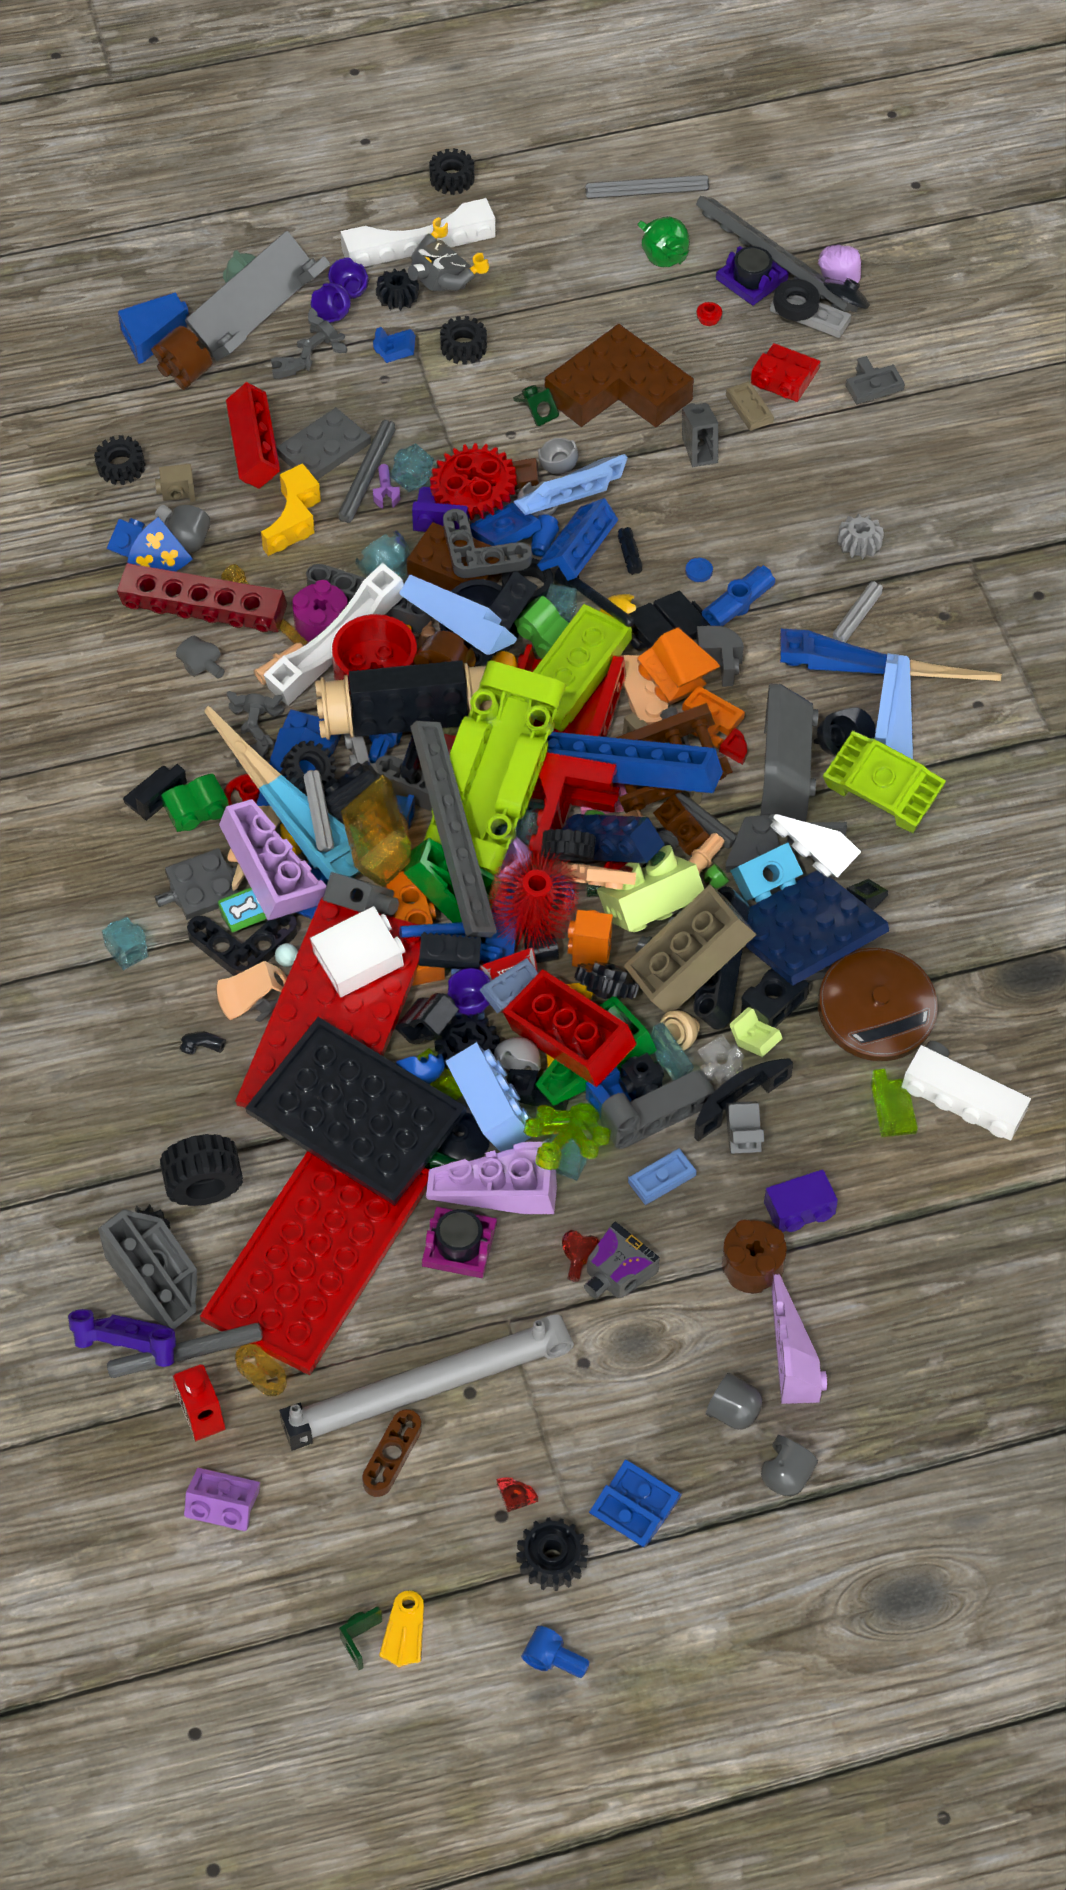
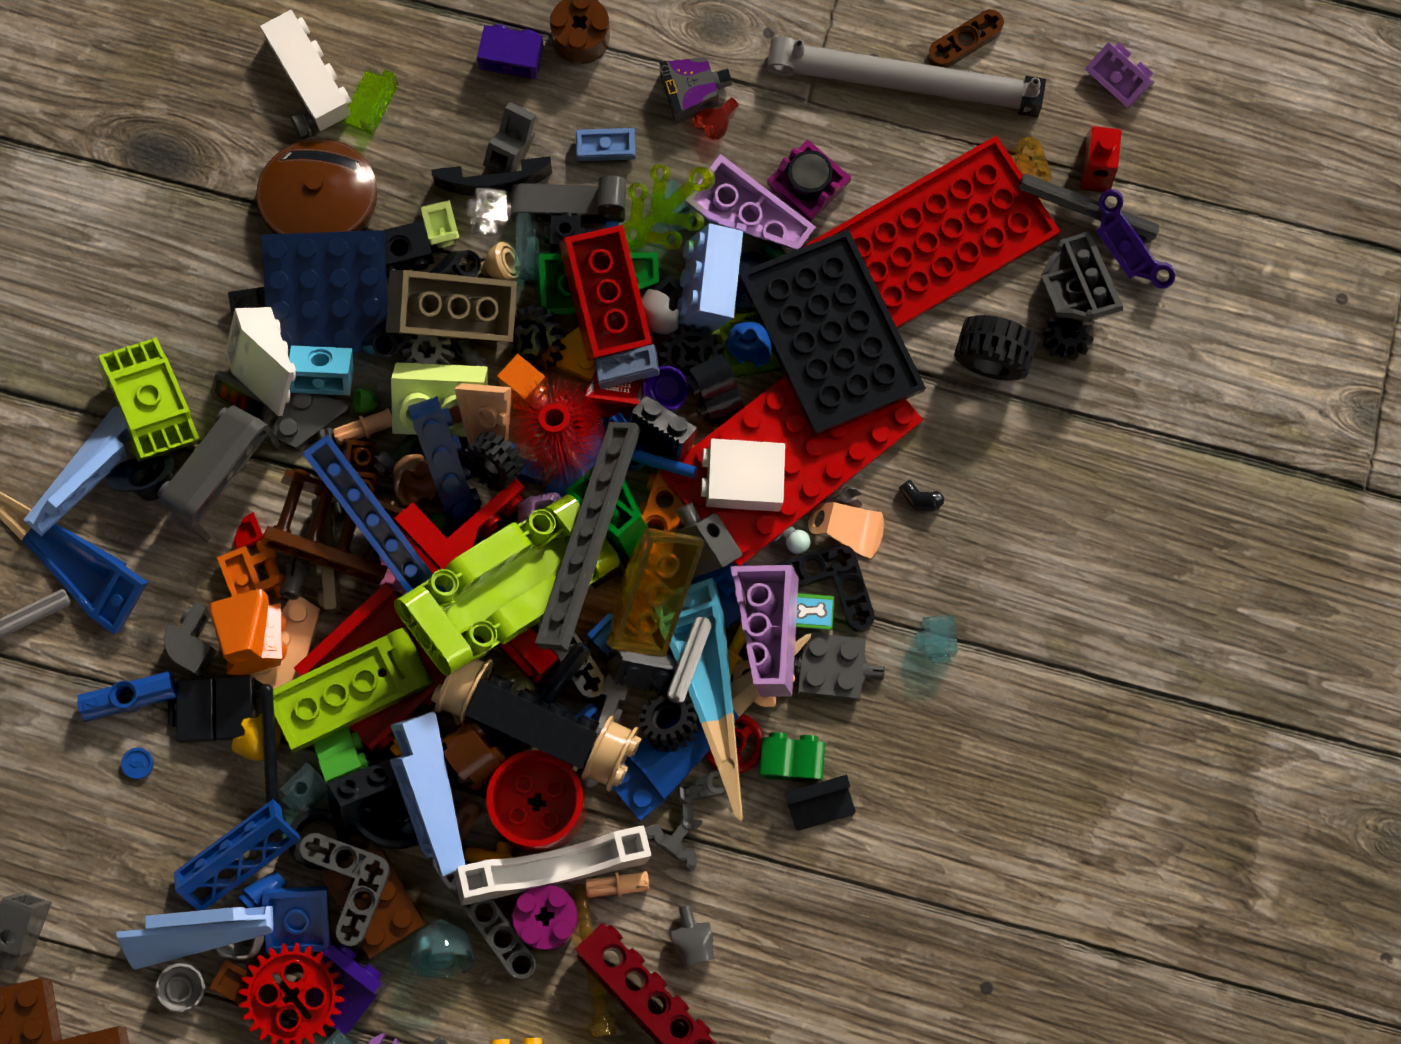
camera: 150 degrees left, 20 degrees up
(630, 550) = (189, 824): black axle -> none

